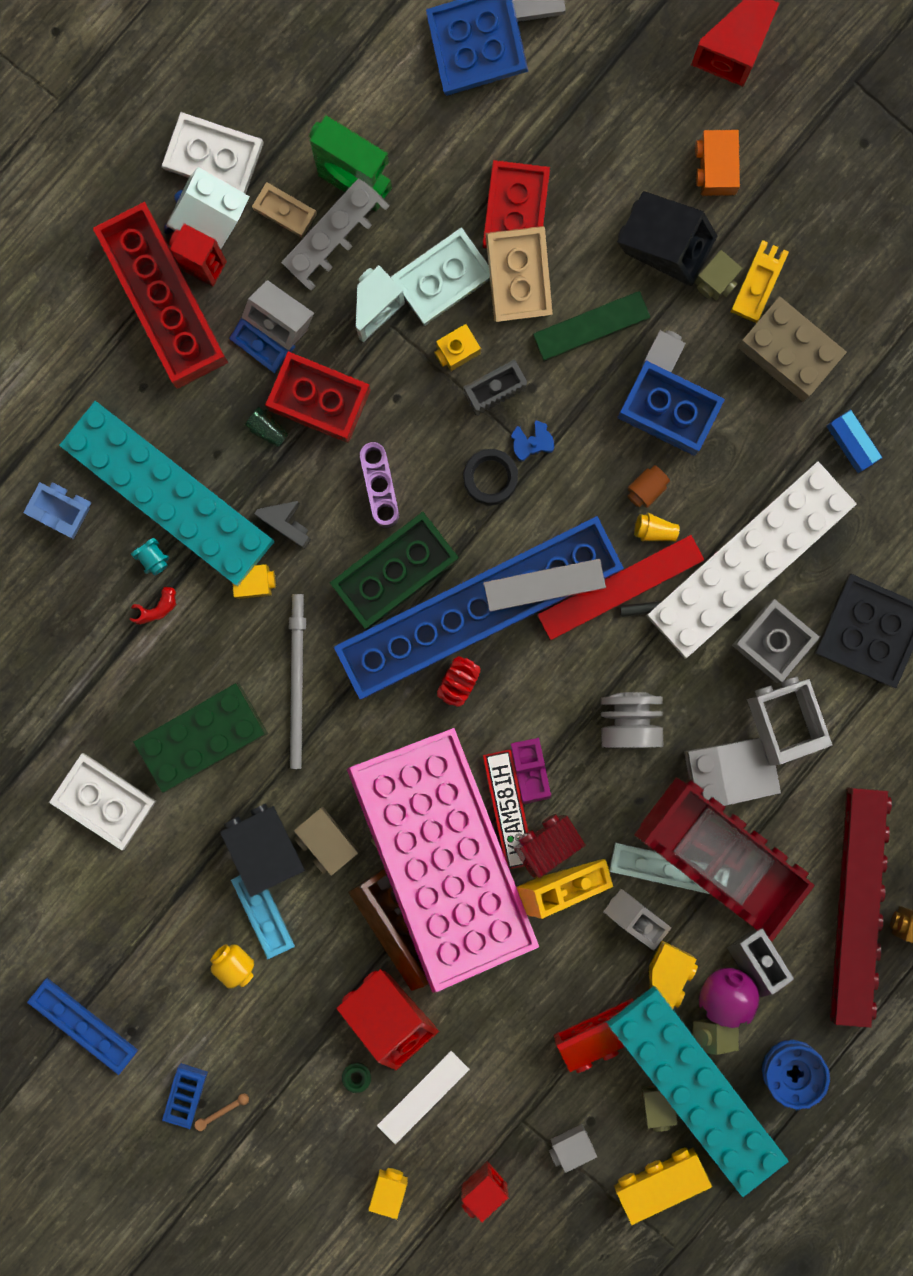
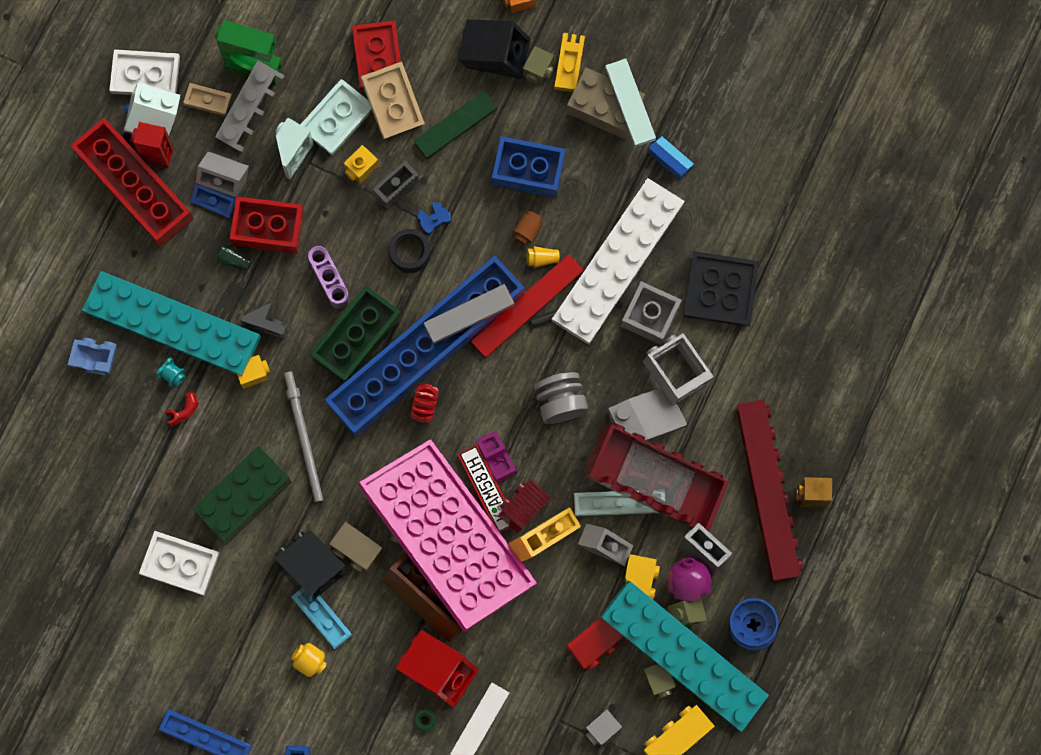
camera: 15 degrees left, 10 degrees down
(665, 350) = (514, 126): light grey brick -> none
(825, 360) = (630, 102): none -> light aqua tile

